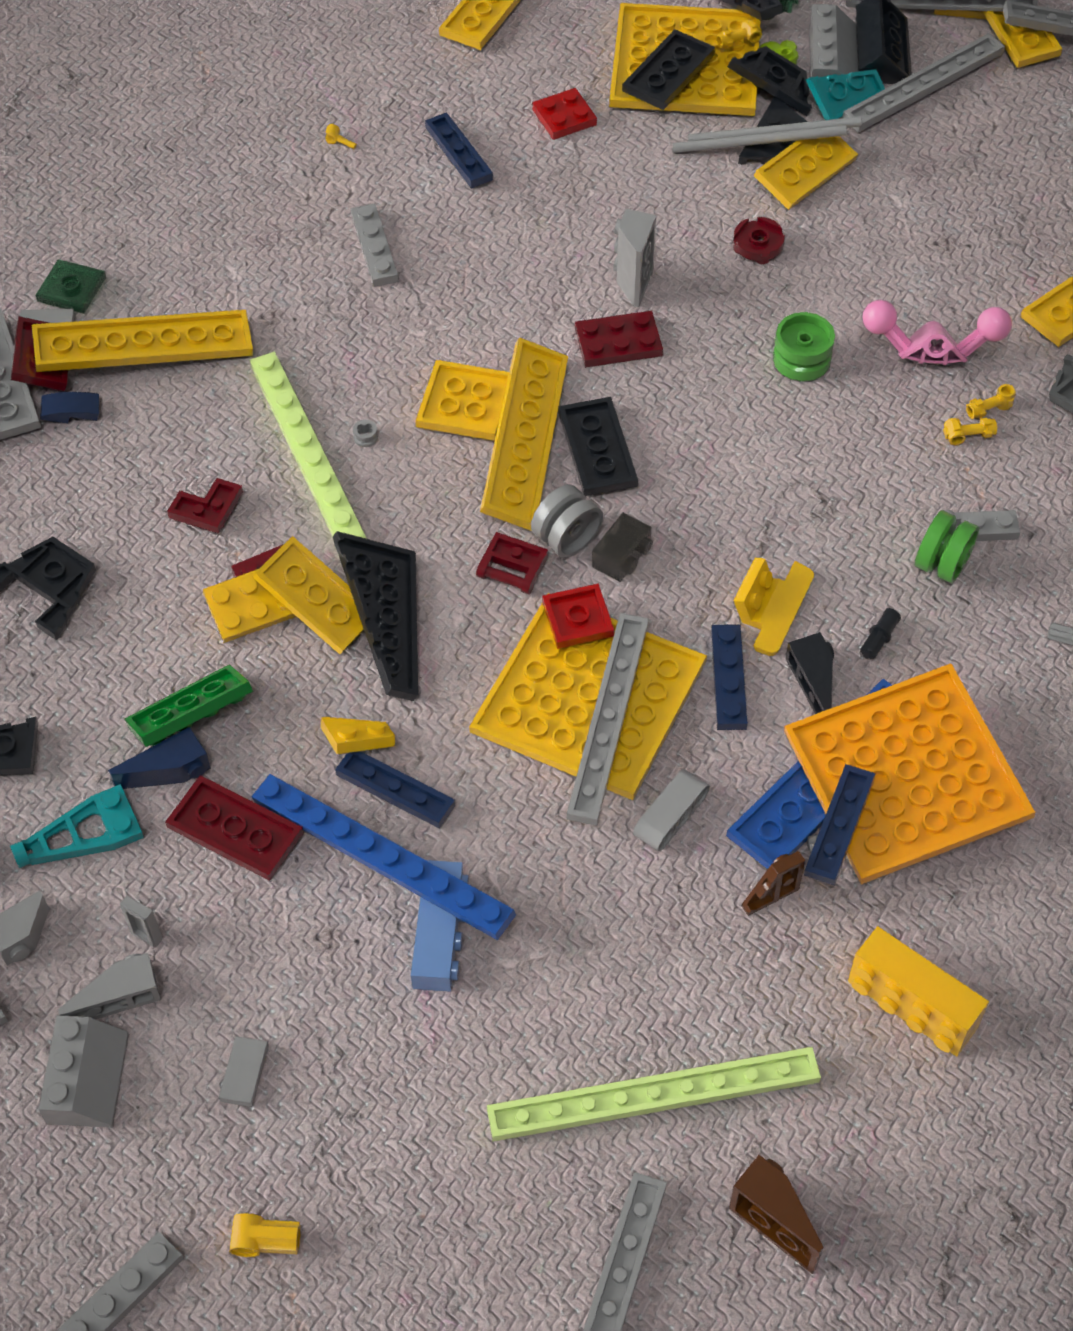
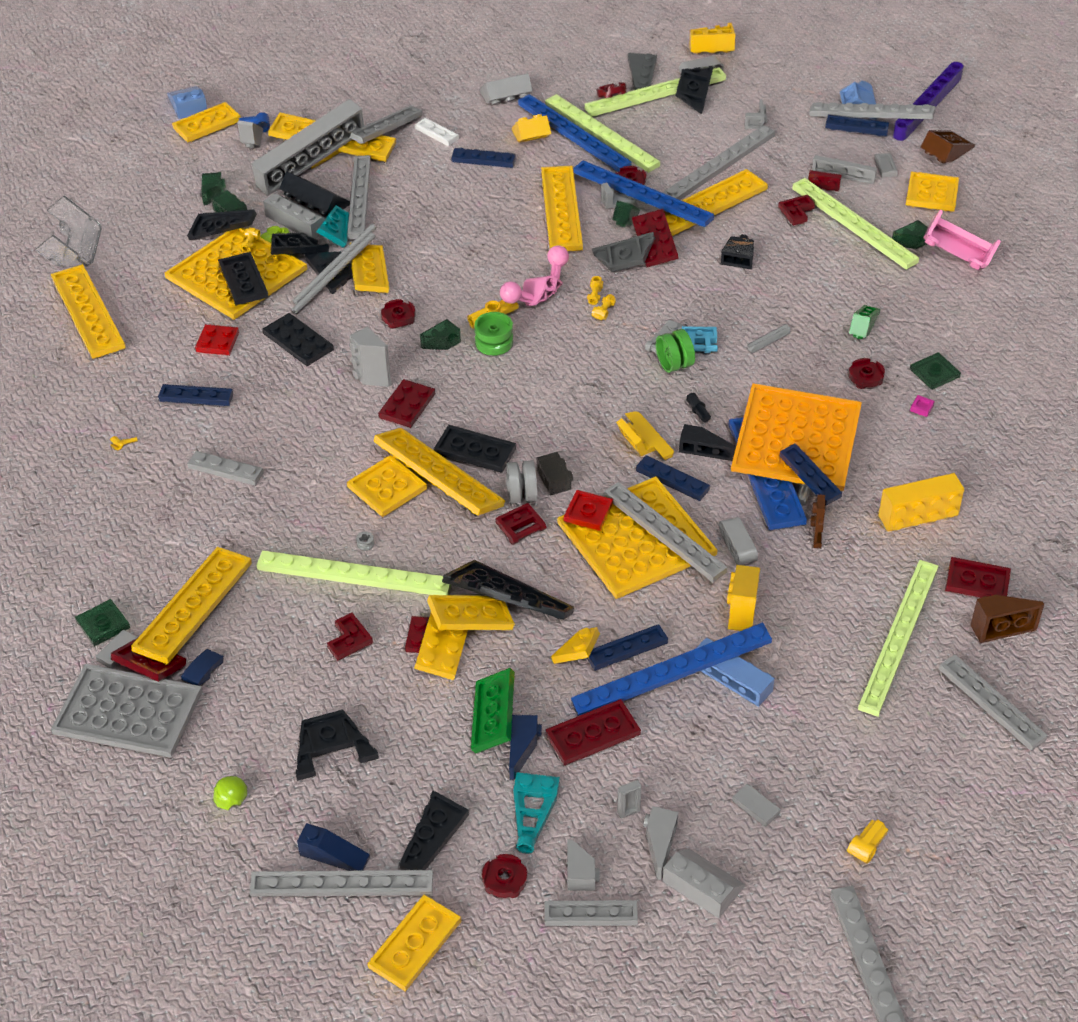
camera: 55 degrees left, 10 degrees down
(573, 864) = (742, 597): none -> yellow wedge
(630, 177) = (298, 339): none -> black plate
(755, 301) = (441, 336): none -> clear green slope
(840, 1144) = (977, 578): none -> dark red plate
(847, 324) = (492, 306): none -> yellow piece
(1016, 558) = (703, 335): none -> medium azure plate

